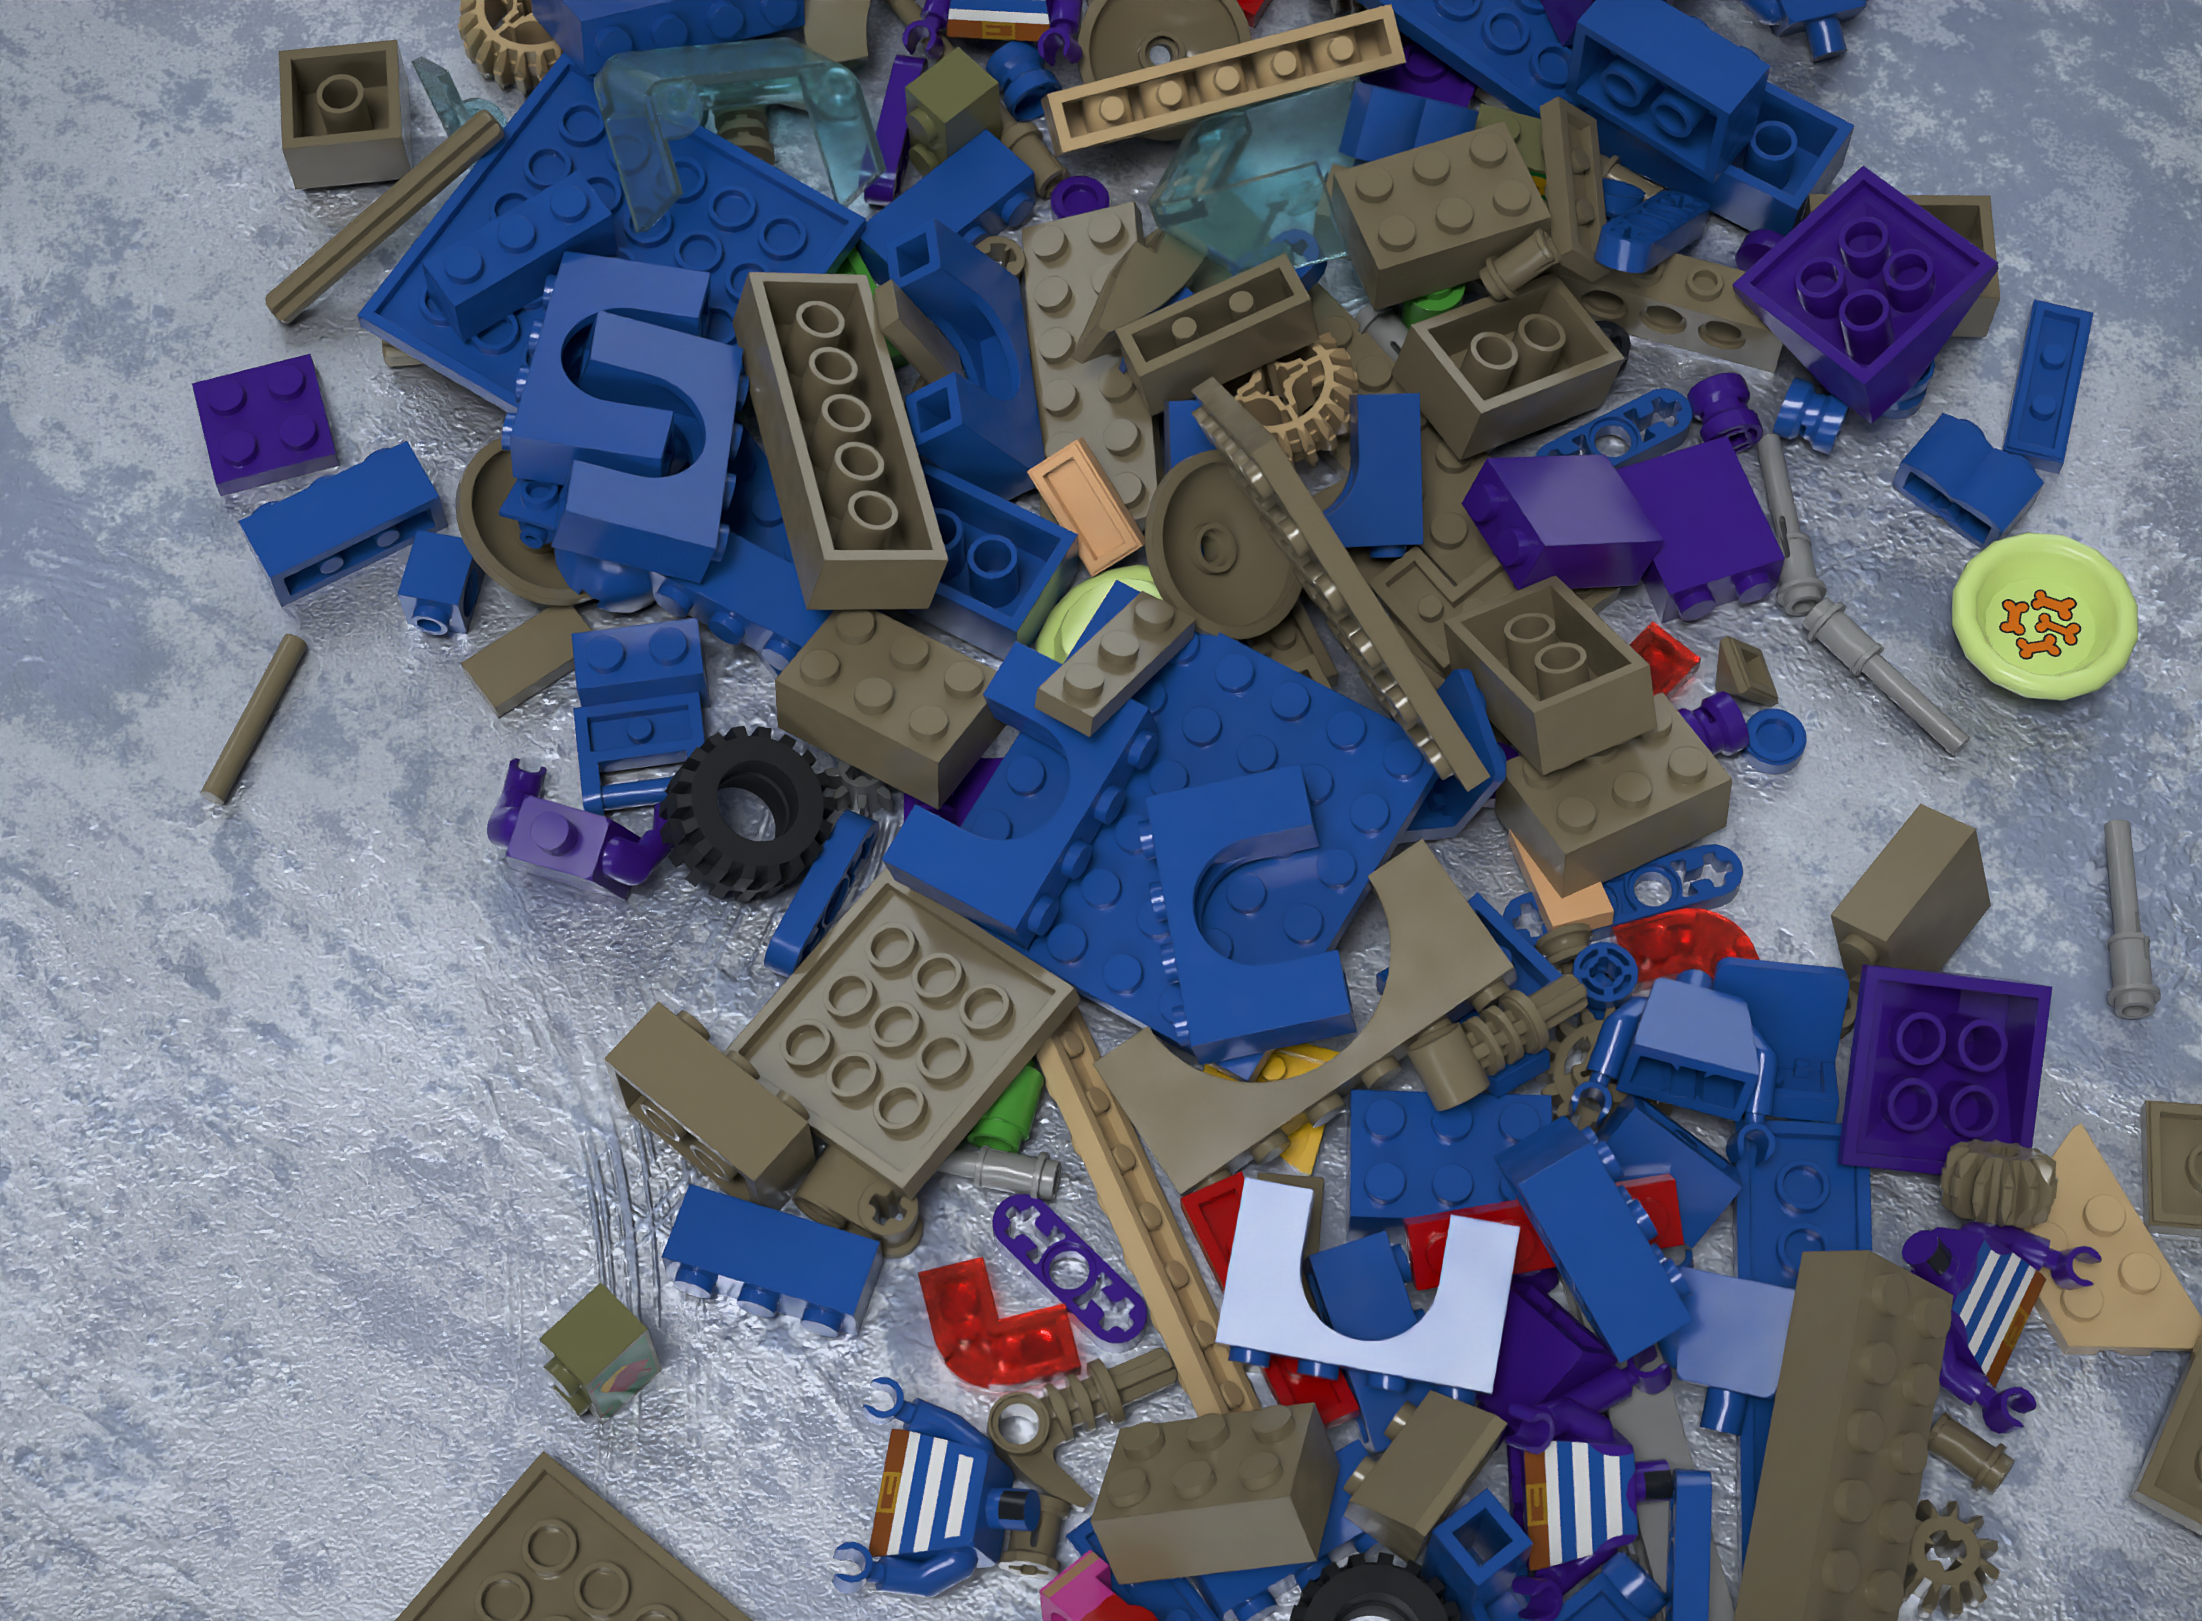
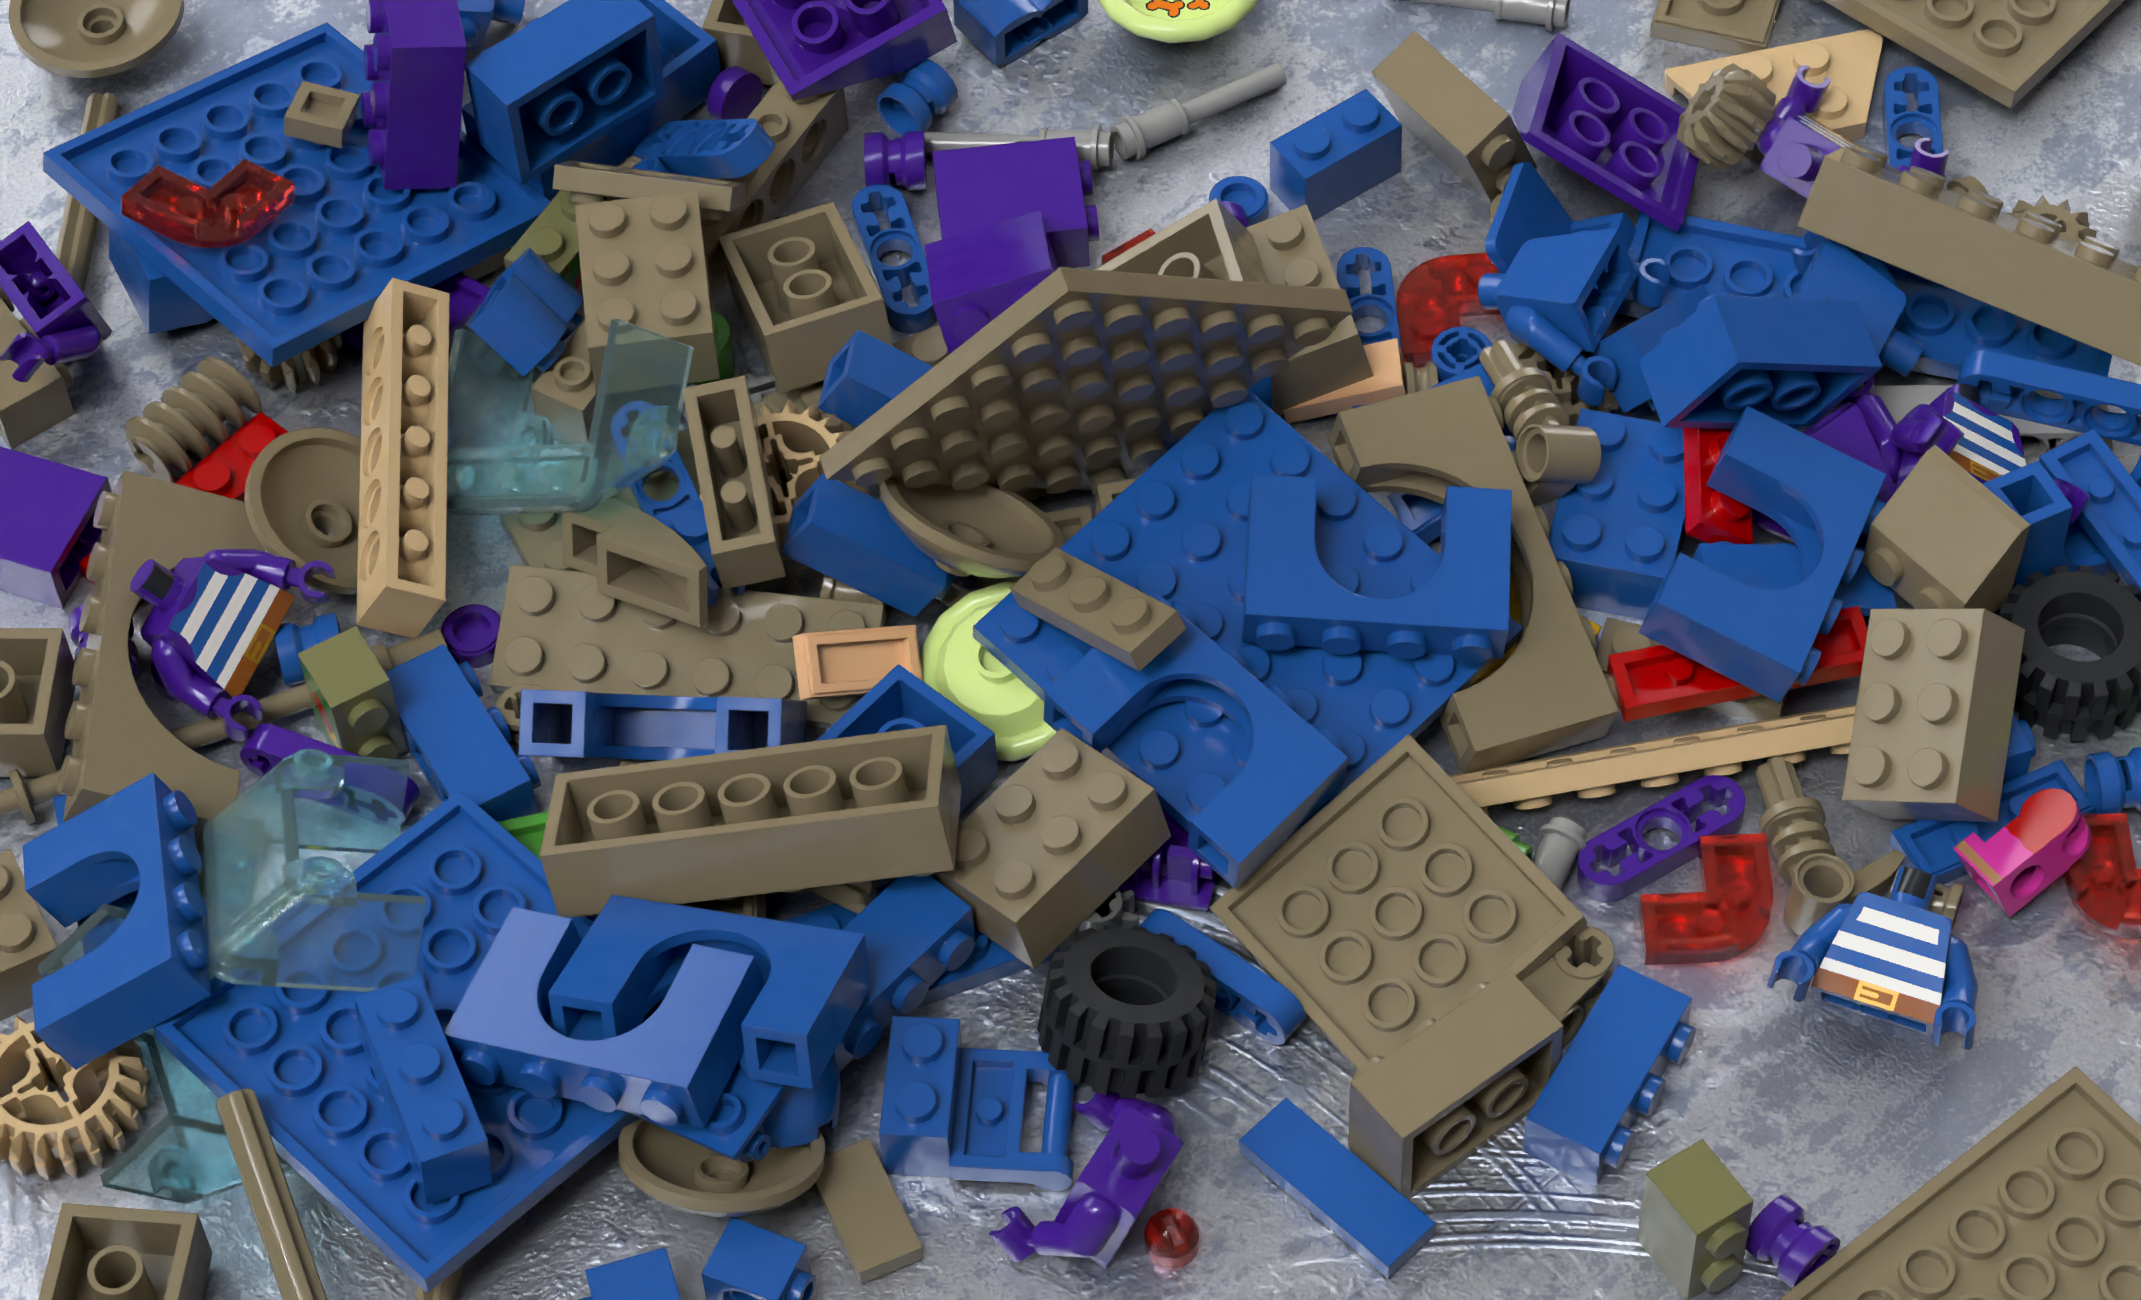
camera: 75 degrees left, 10 degrees down
(552, 920) = (1159, 1243): none -> clear red hinge
(581, 1088) = (1337, 1187): none -> blue tile
(613, 1457) = (1789, 1241): none -> dark purple wheel
(914, 334) = (629, 751): dark tan tile -> none
(1519, 265) = (728, 237): dark tan pin -> none
(1635, 1584) = (2052, 434): blue tile -> none
(1744, 673) = (1168, 207): dark tan slope -> none
(1840, 807) = (1336, 155): none -> blue brick
(2115, 1410) = (1923, 121): none -> blue beam

